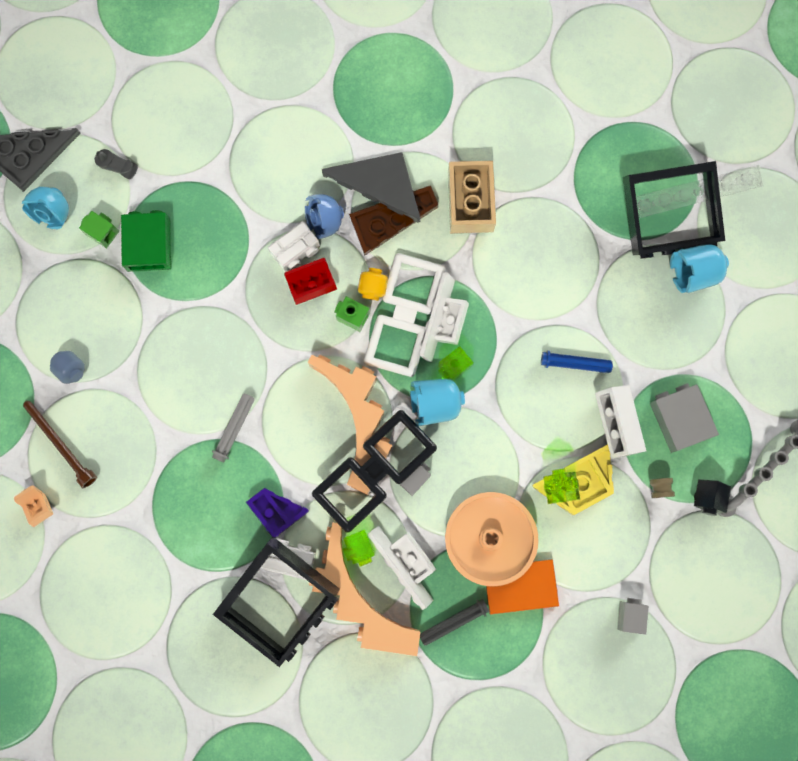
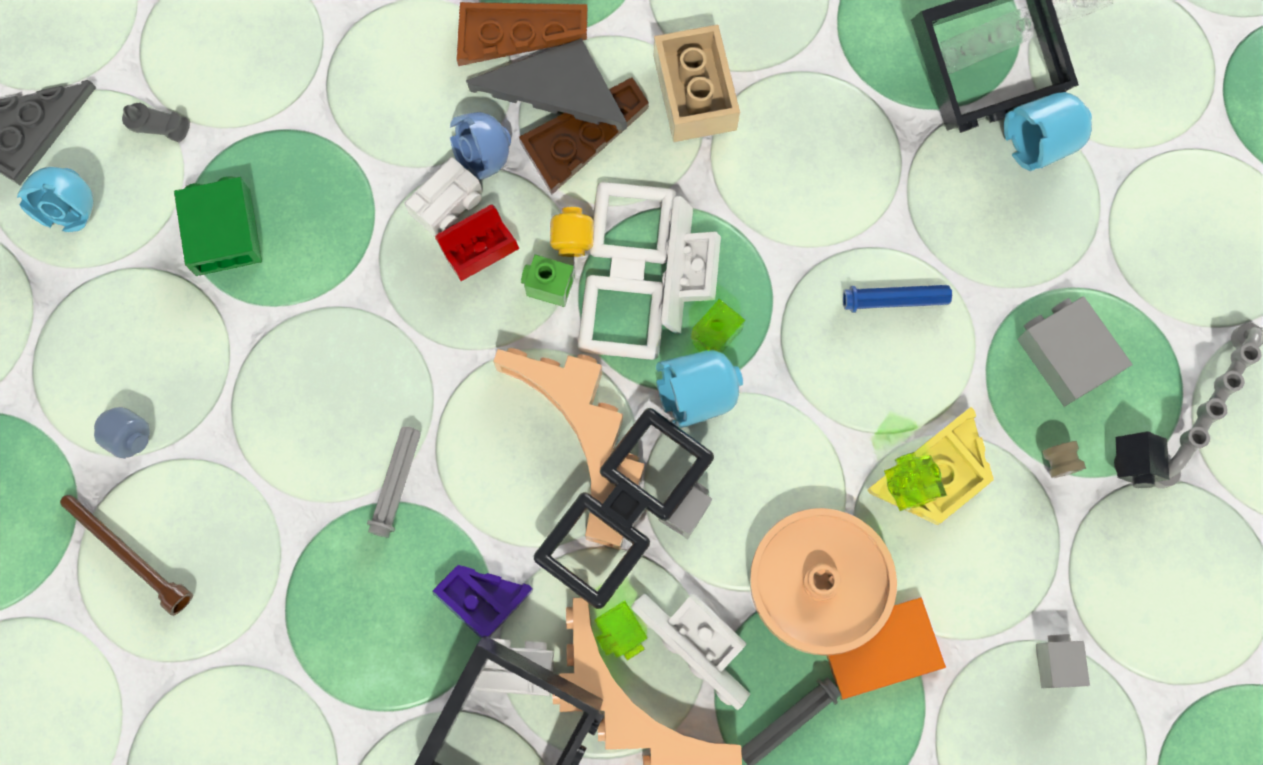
camera: 10 degrees left, 5 degrees down
(34, 505) = (97, 654): light nougat bracket -> none
(99, 228) = (143, 218): bright green brick -> none
(357, 138) = (509, 29): none -> dark orange wing
(620, 421) = (981, 371): white brick -> none

